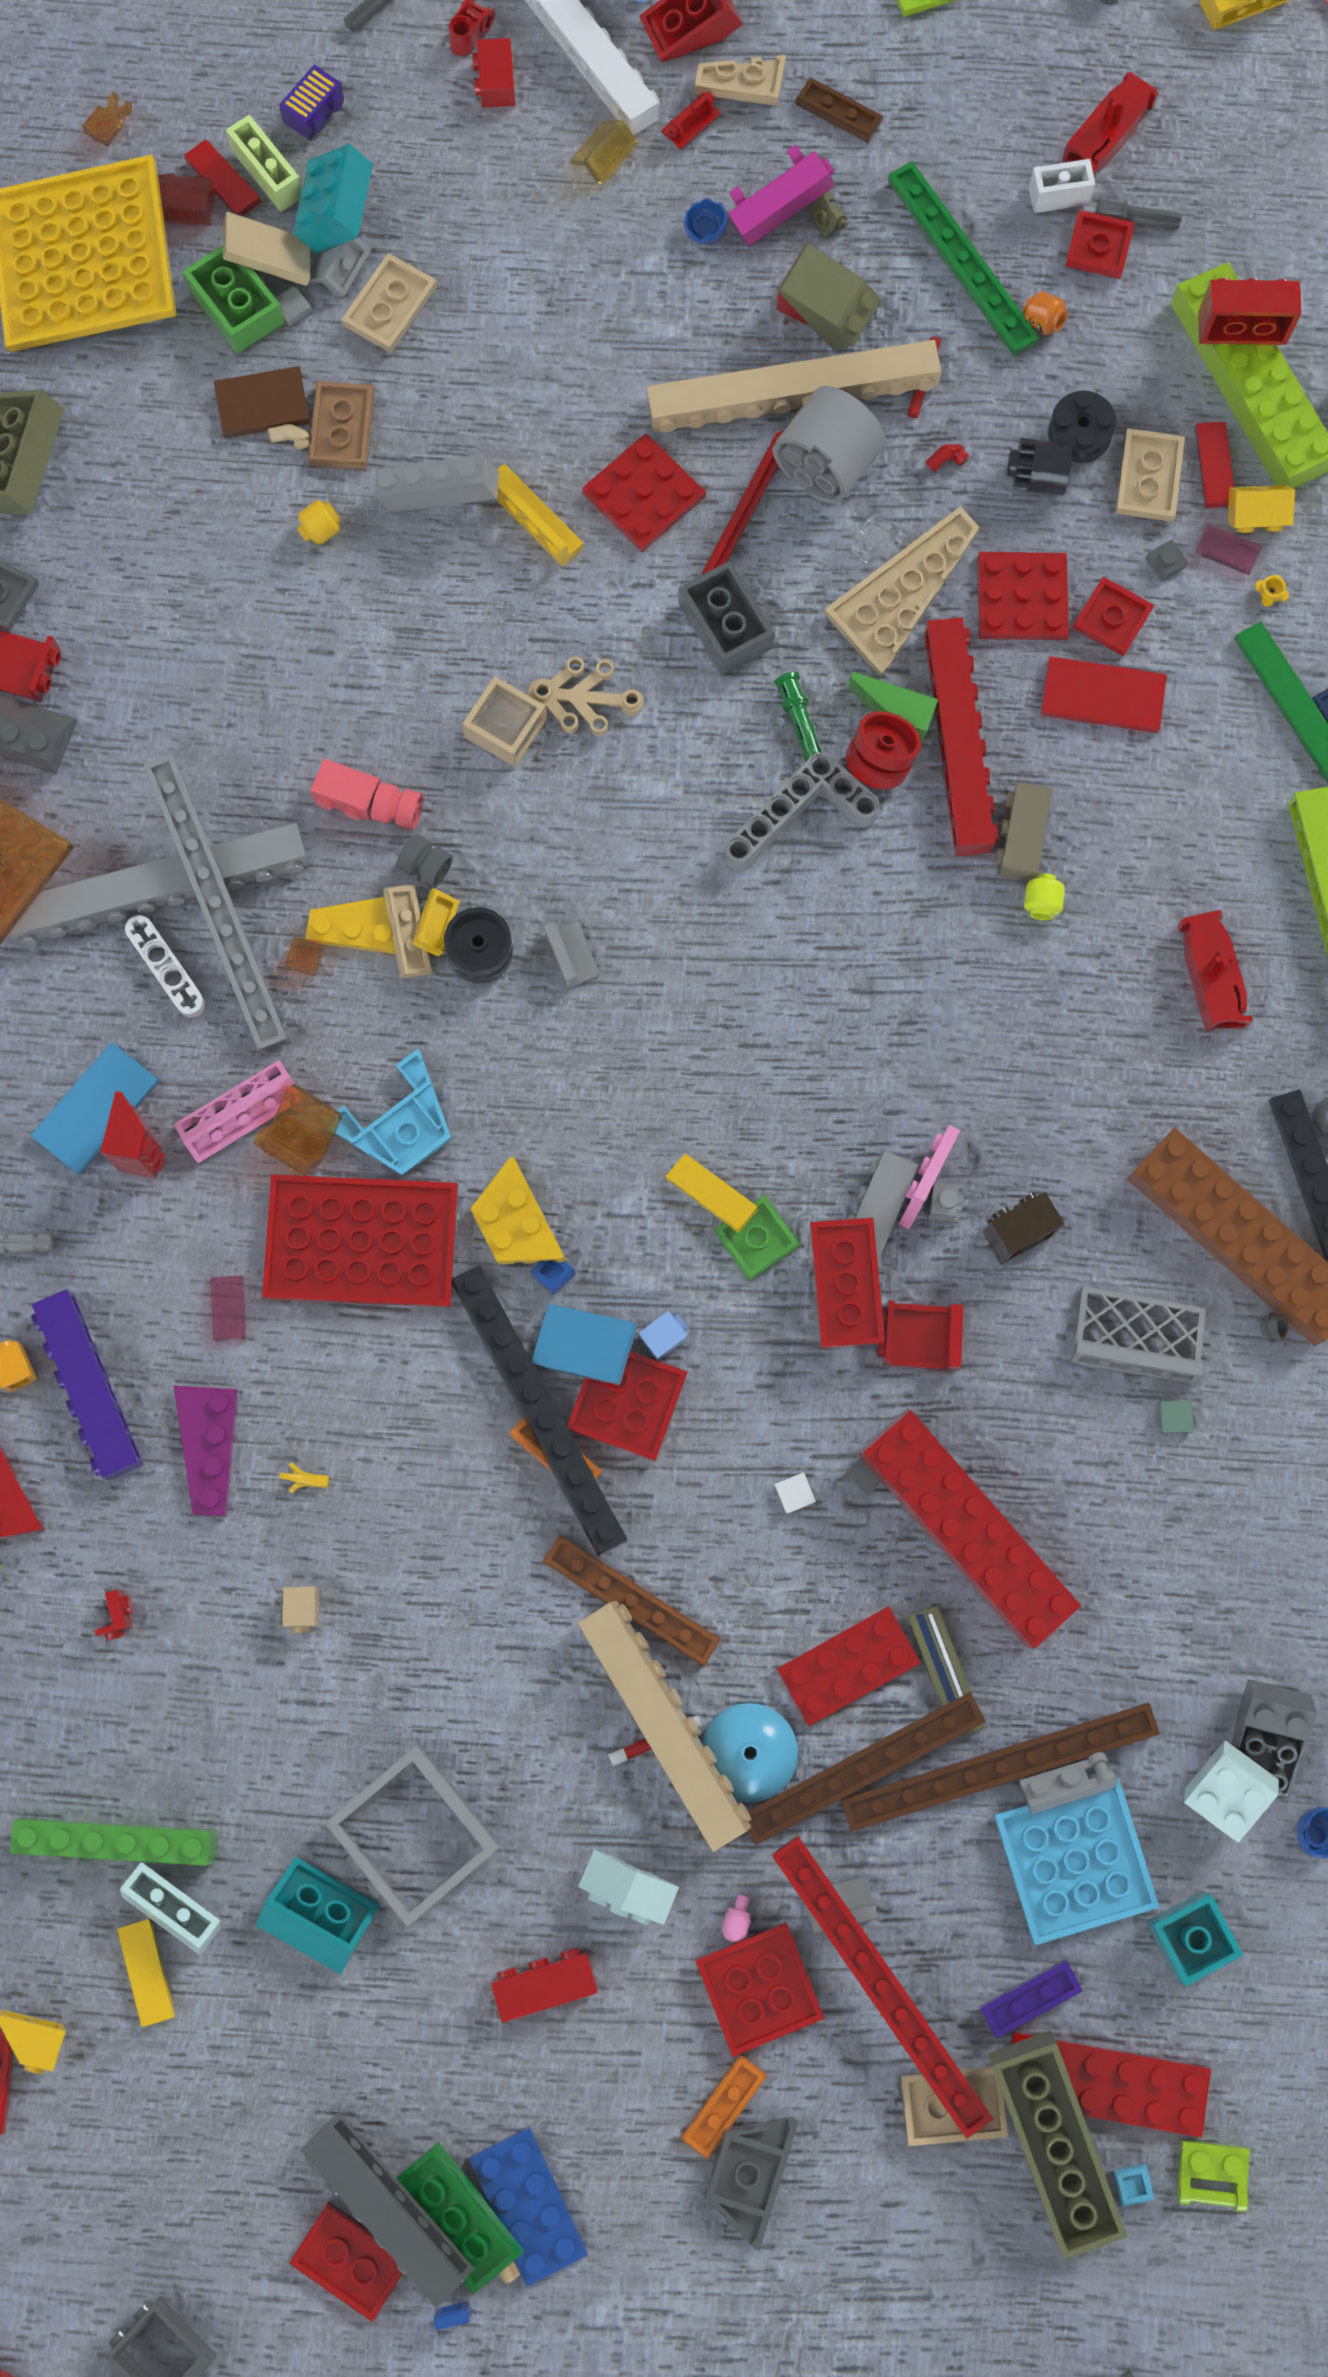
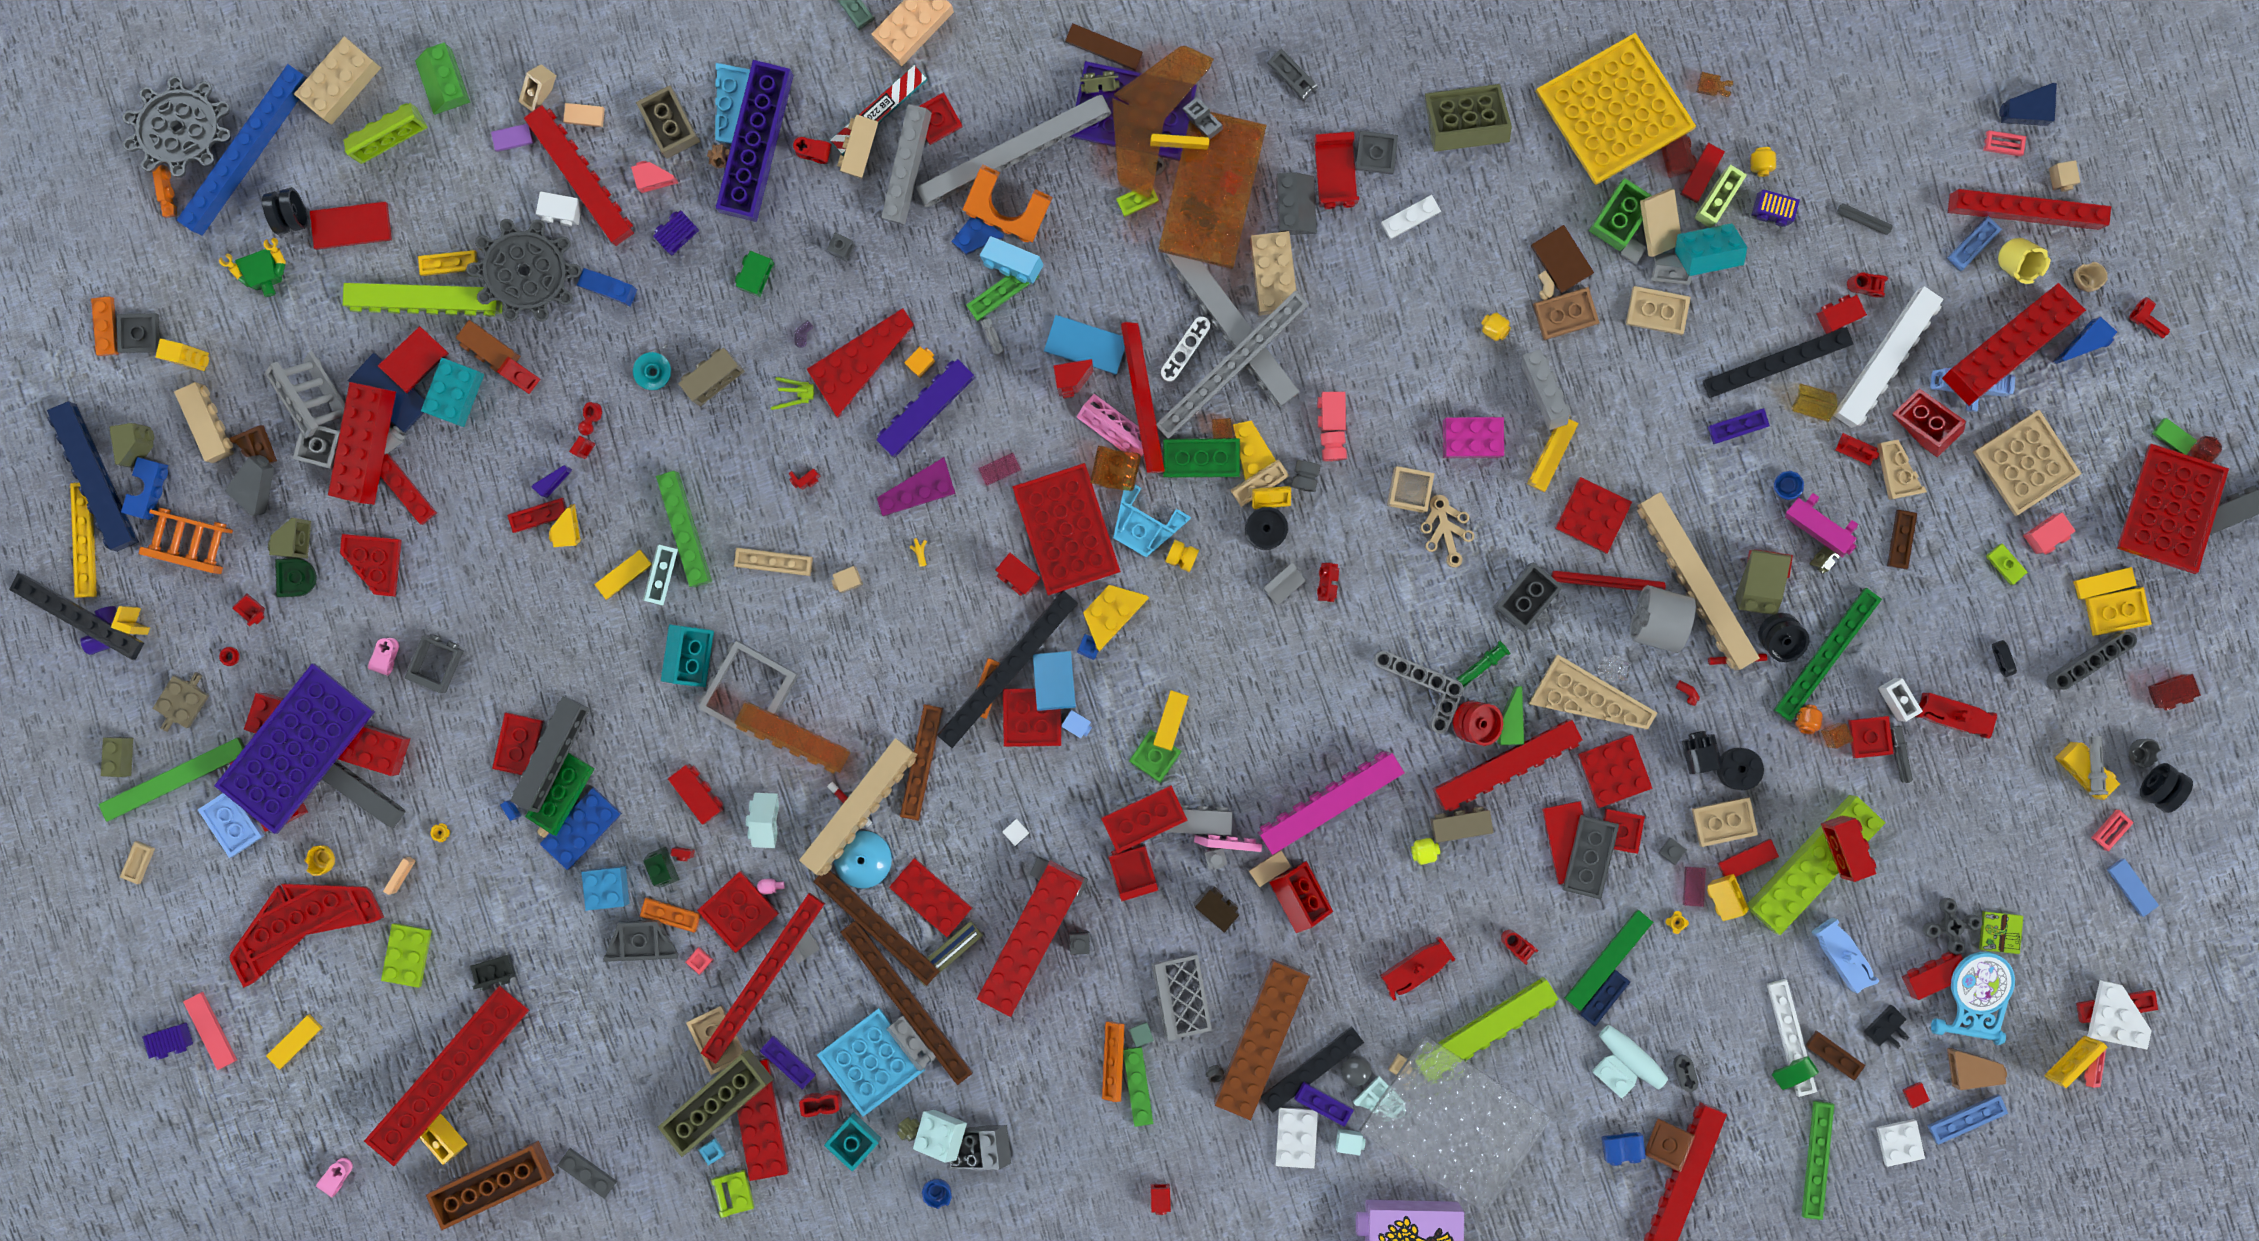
camera: 70 degrees right, 10 degrees up
(102, 797) = (1272, 270): none -> tan brick
(111, 582) = (1410, 217): none -> white plate
(209, 1052) = (1142, 397): none -> red tile
(225, 1718) = (773, 561): none -> tan tile
(241, 95) = (1763, 161): none -> yellow head
(336, 1001) = (1201, 458): none -> green tile
(399, 1337) = (1018, 574): none -> red brick
(465, 609) = (1473, 437): none -> dark pink brick
(470, 1082) = (1182, 555): none -> yellow wheel
(511, 1789) = (792, 737): none -> clear orange brick
(528, 178) = (1778, 362): none -> black plate
(581, 884) = (1326, 591): none -> red hinge
(596, 257) = (1738, 426): none -> dark purple plate
(632, 2046) = (682, 854): none -> red plate
(640, 2199) = (605, 888): none -> dark azure brick
(642, 2091) = (660, 868): none -> dark green torso
(815, 2086) = (699, 960): none -> coral tile
(917, 299) = (1783, 637): none -> black wheel
(922, 1002) = (1330, 802): none -> dark pink brick
(989, 1131) = (1270, 868): none -> tan tile
(1002, 1457) = (1079, 943): none -> dark grey brick
(1050, 1100) = (1301, 897): none -> red slope
(1054, 40) = (2004, 658): none -> black beam
(1081, 284) = (1837, 735): none -> clear orange brick
(1113, 1977) = (817, 1103): none -> red brick
(1136, 669) = (1590, 857): none -> dark grey tile
(1203, 1475) = (1113, 1061): none -> orange plate
(1204, 1839) = (908, 1129): none -> olive gear
(1235, 816) = (1520, 948): none -> red piece
(1254, 1452) = (1138, 1086): none -> bright green plate

